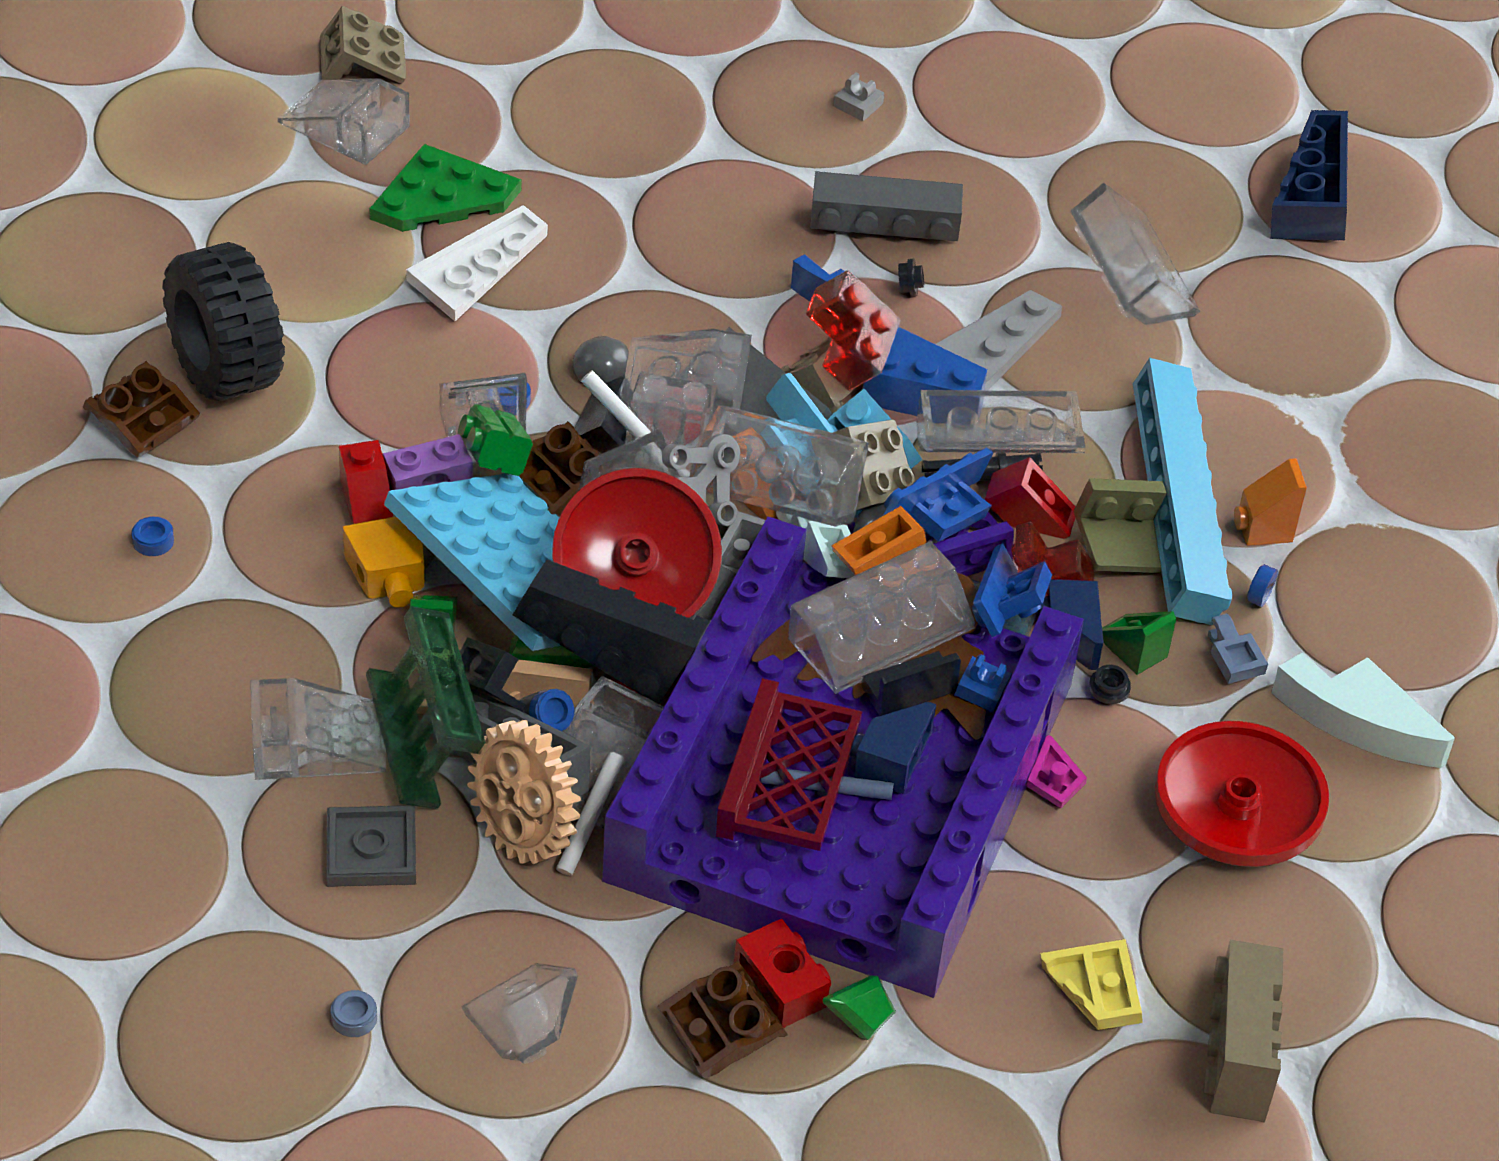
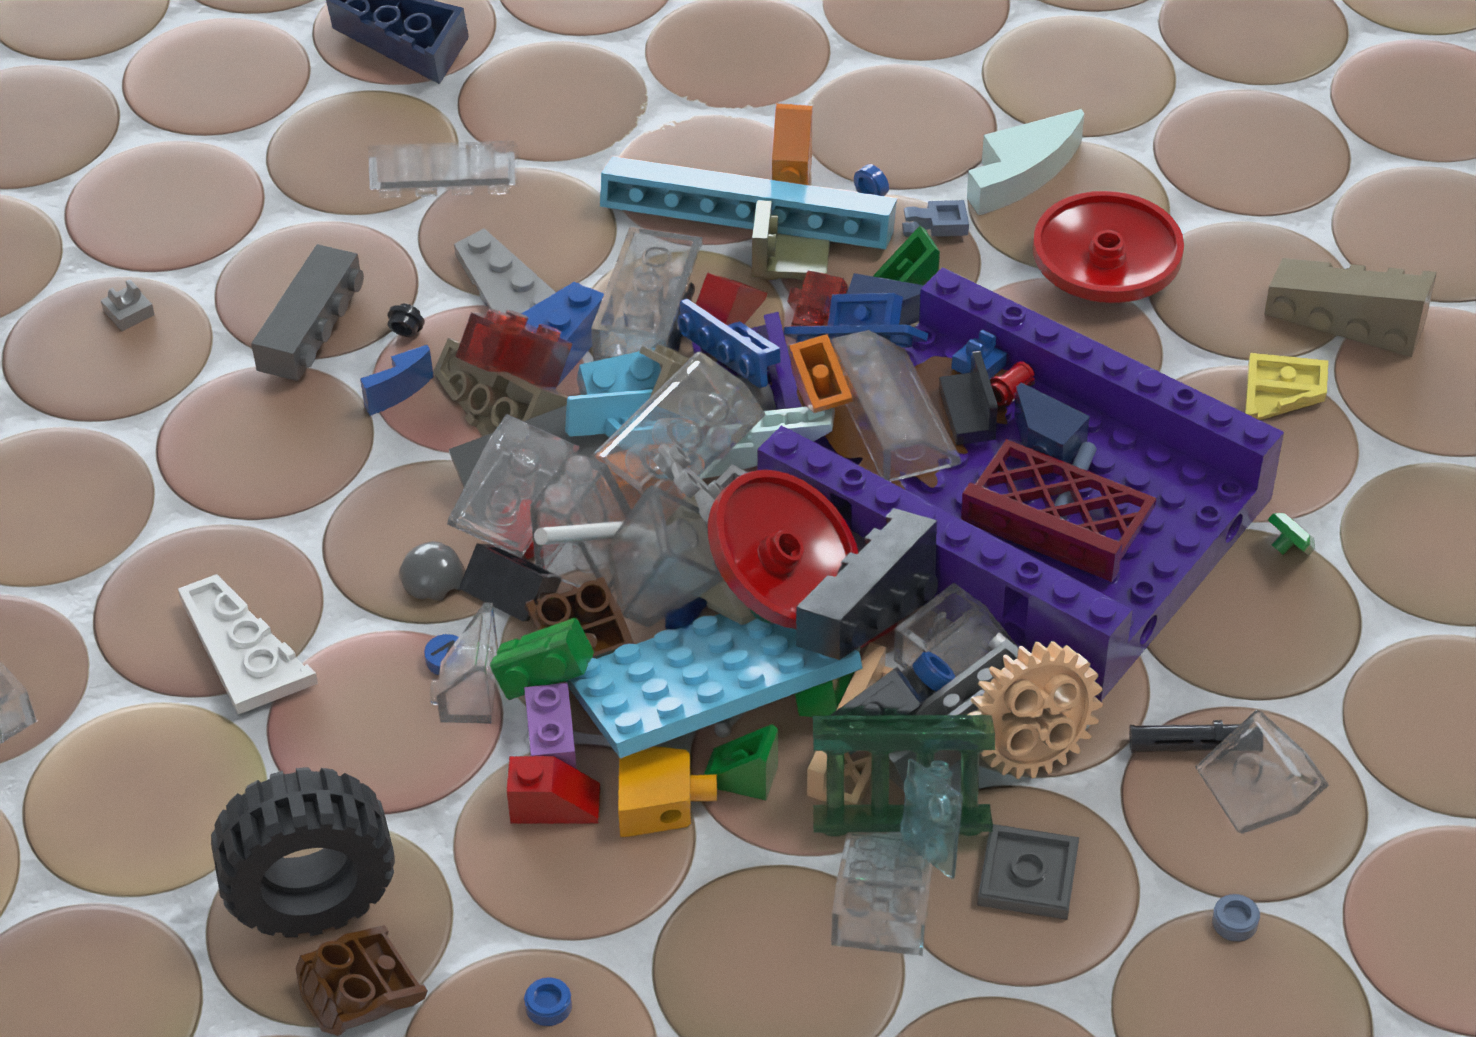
camera: 70 degrees left, 0 degrees up
(374, 730) = (932, 814): none -> clear light blue hinge
(442, 189) = (108, 661): green plate -> none
(564, 949) = (1178, 737): none -> black pin
(721, 1018) = (1295, 636): reddish brown slope -> none
(766, 958) = (1245, 585): red brick -> none
(953, 709) = (1005, 385): none -> red pin

